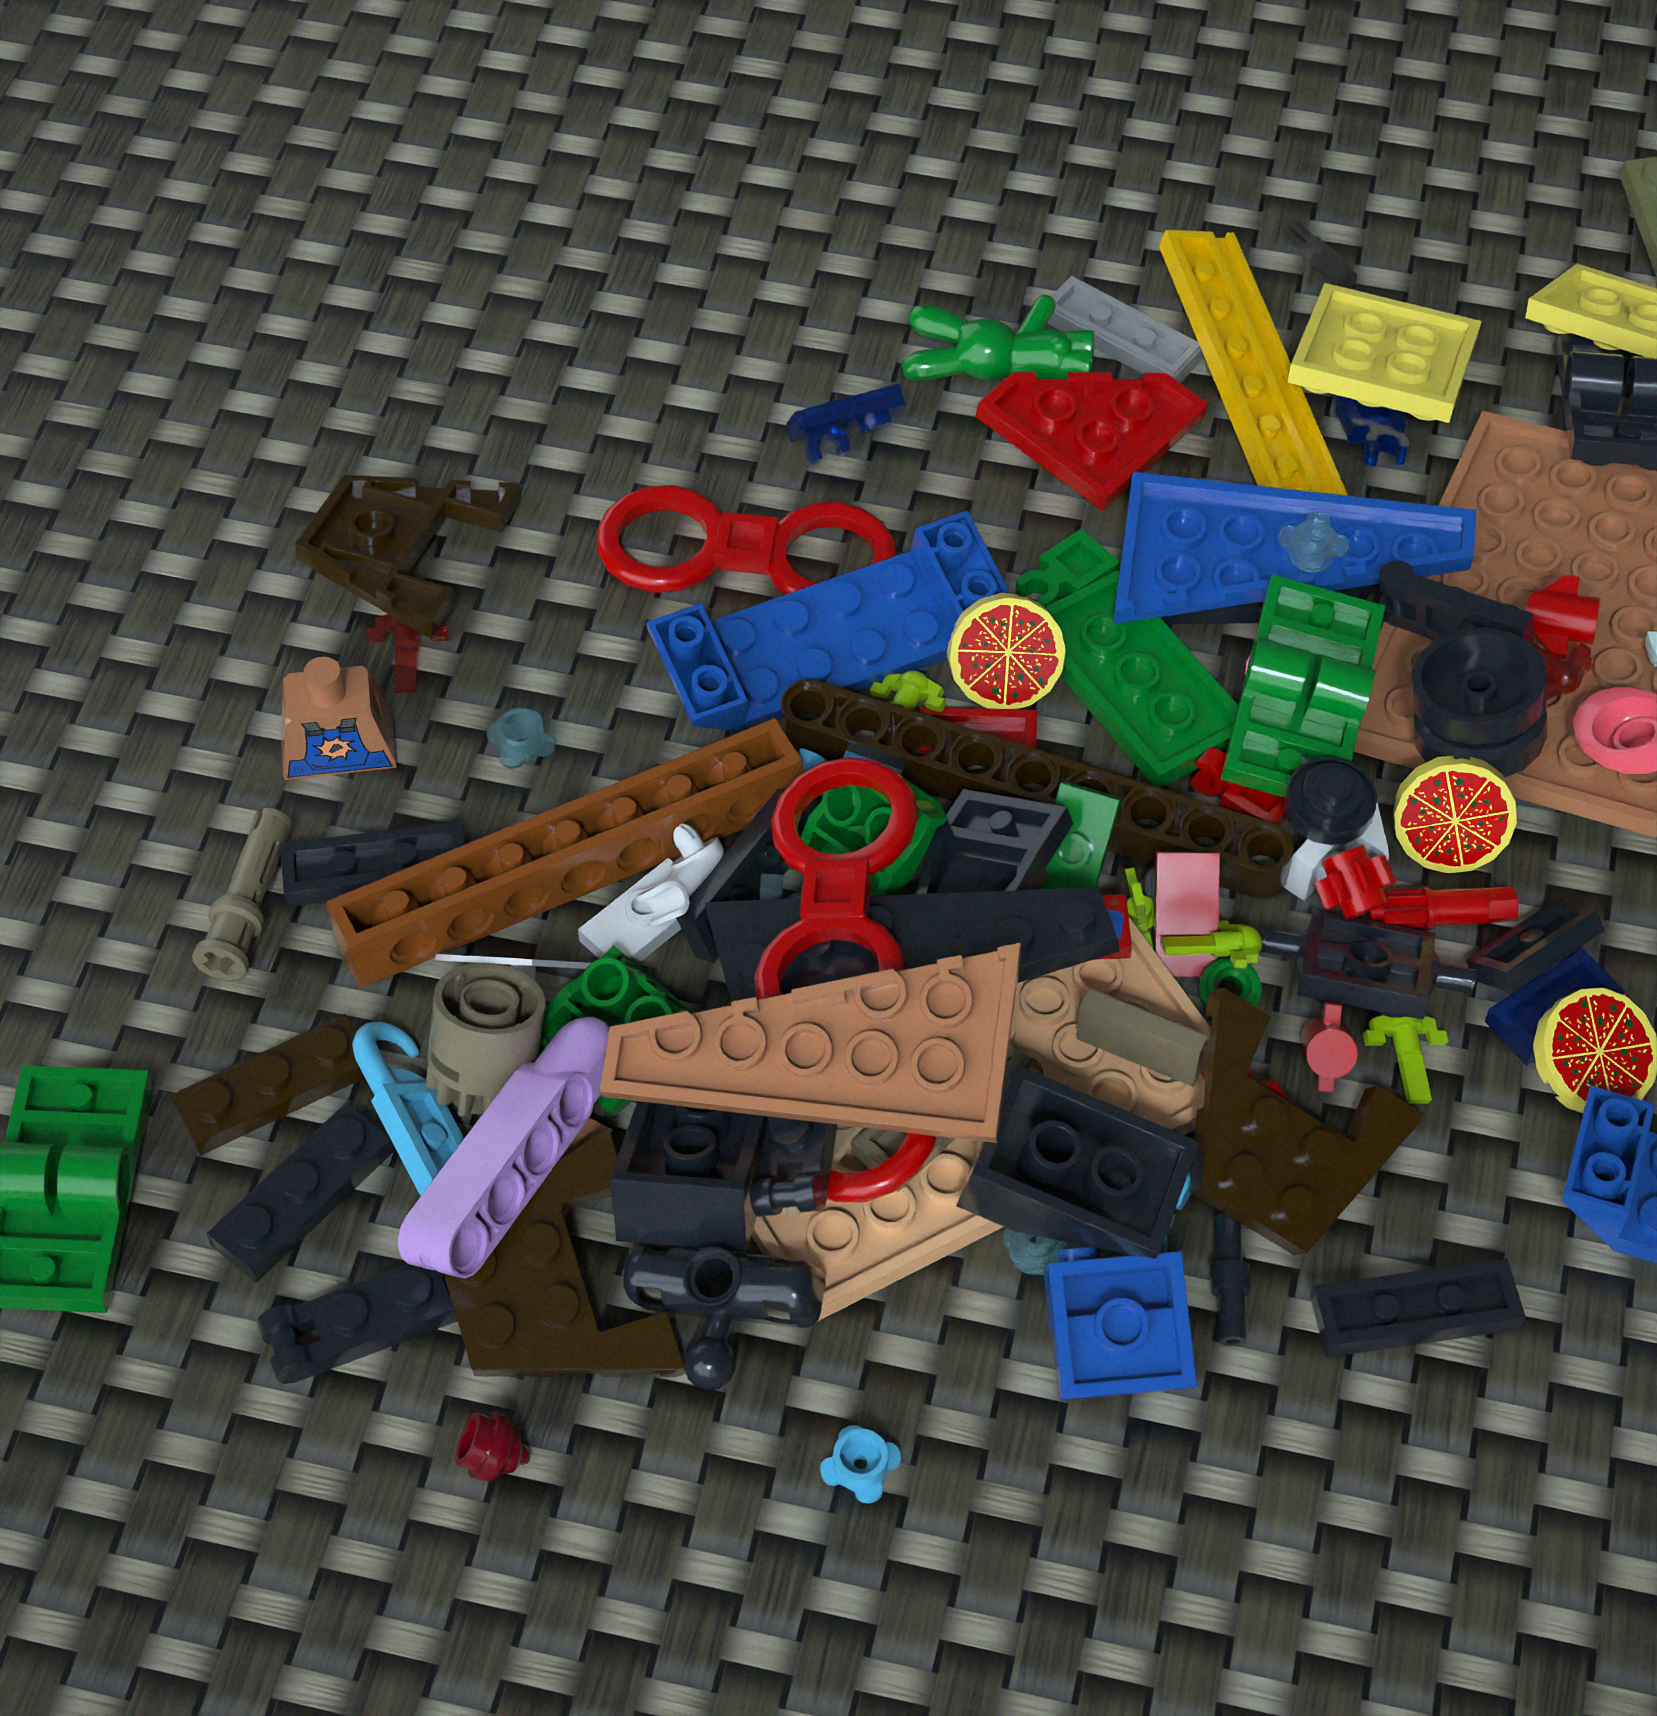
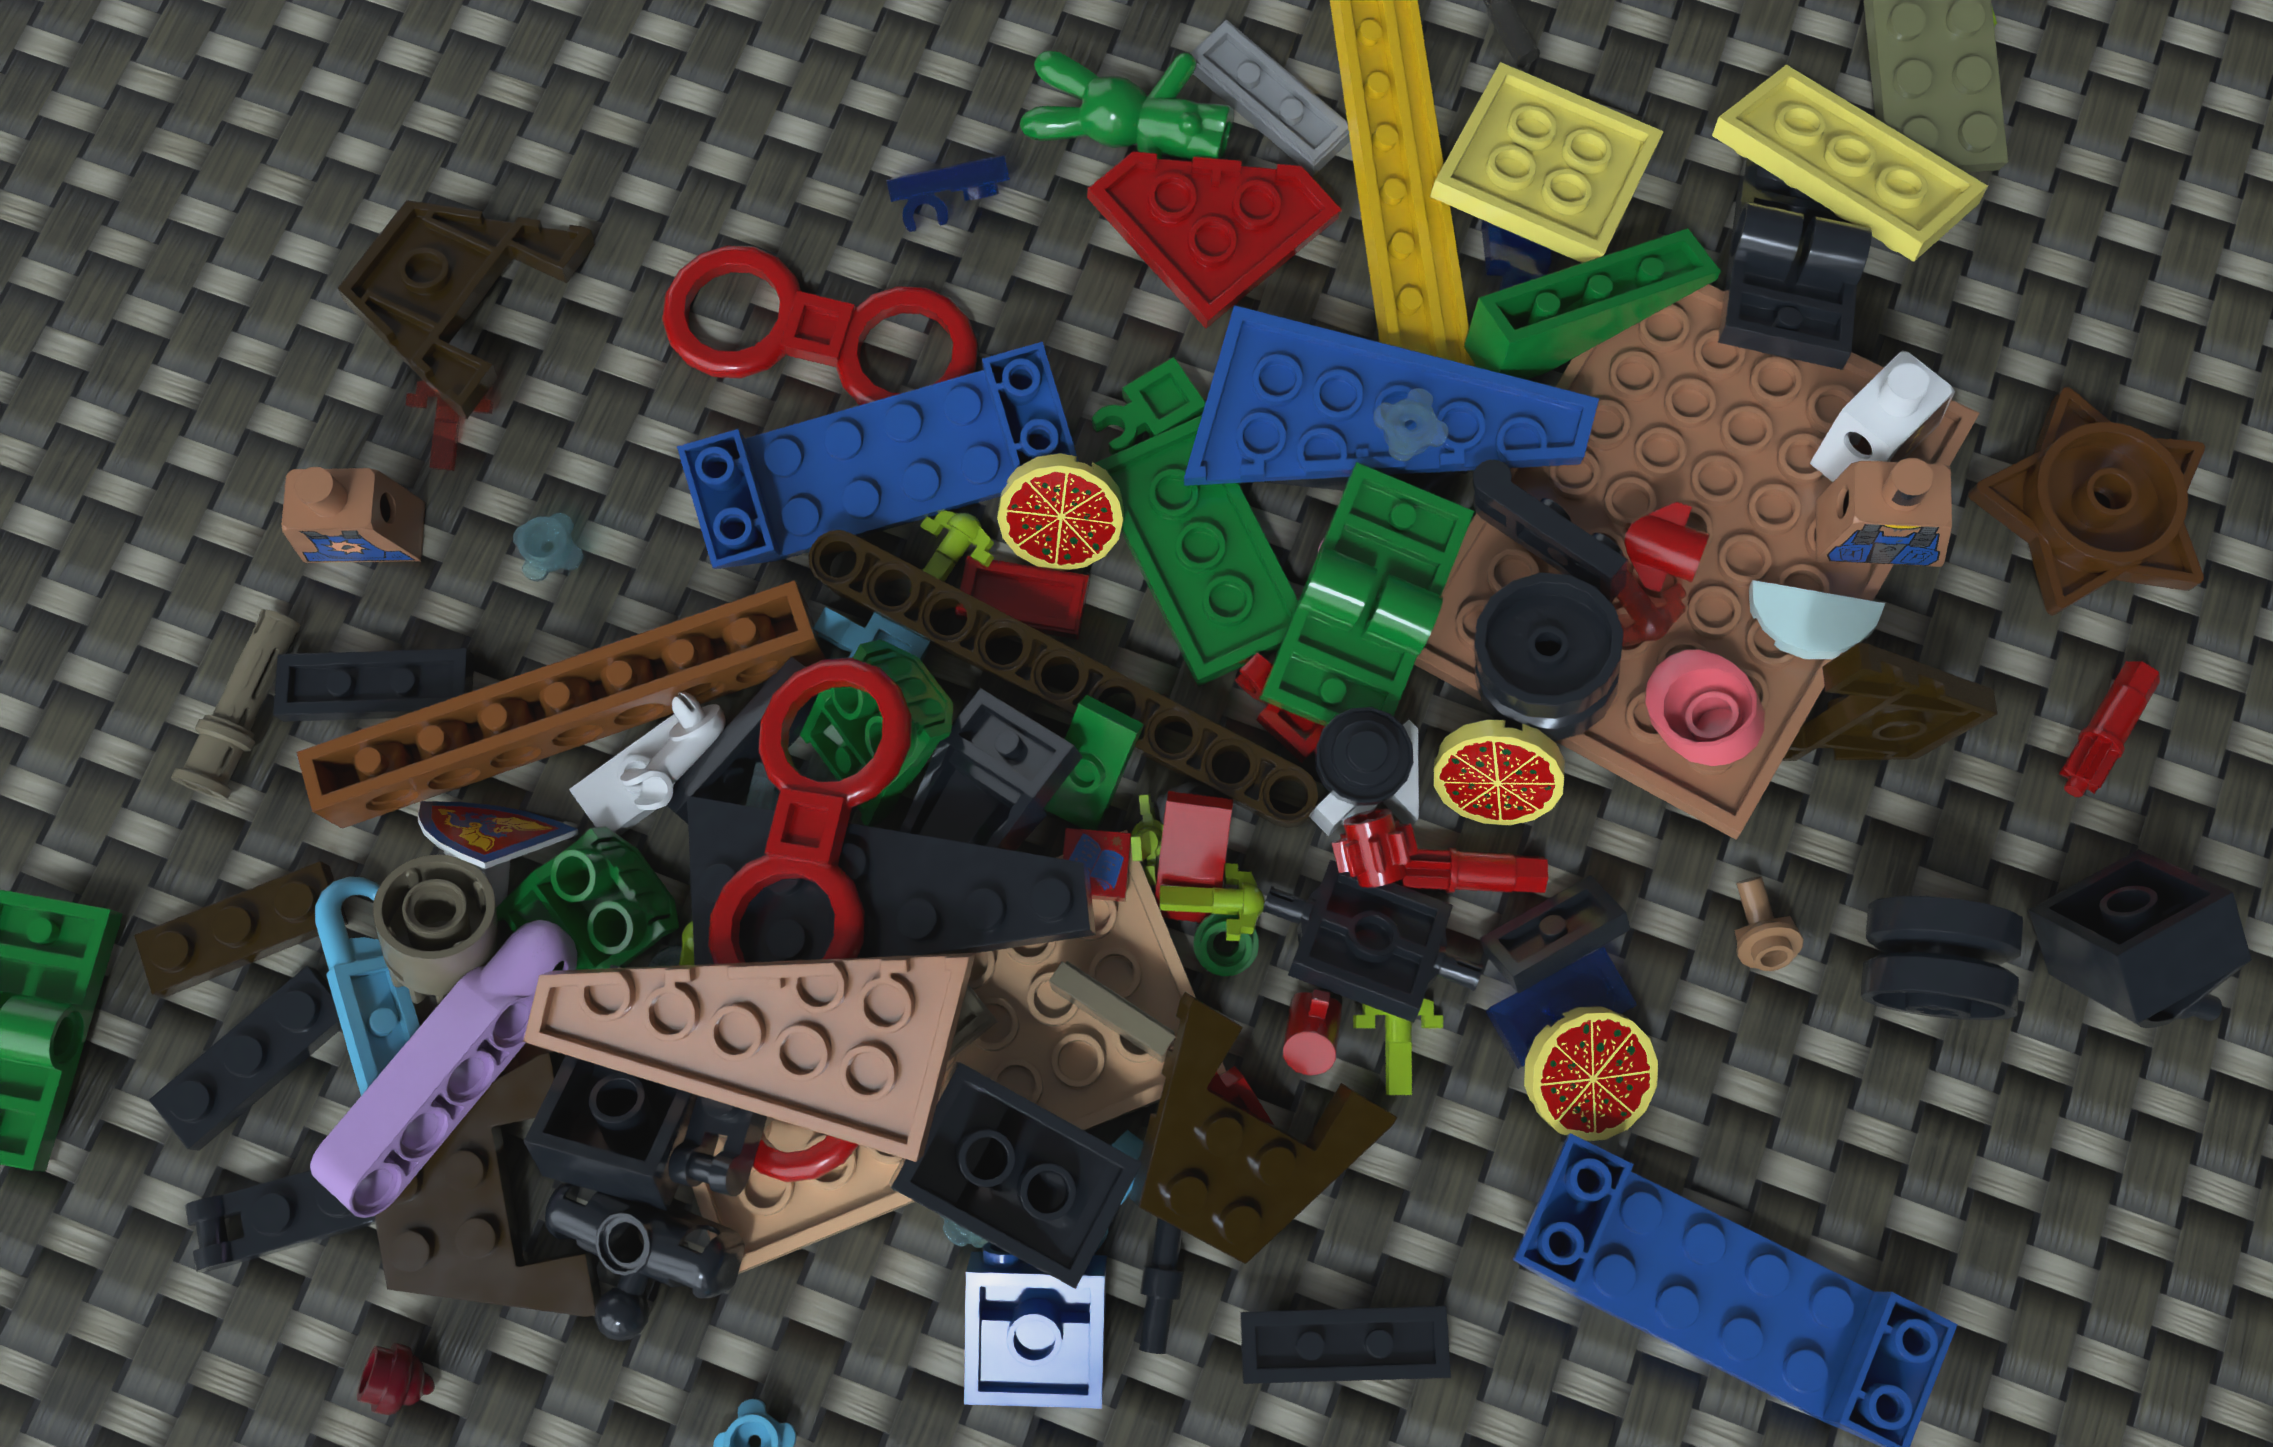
camera: 10 degrees right, 20 degrees up
(1444, 449) = (1577, 308): none -> green slope

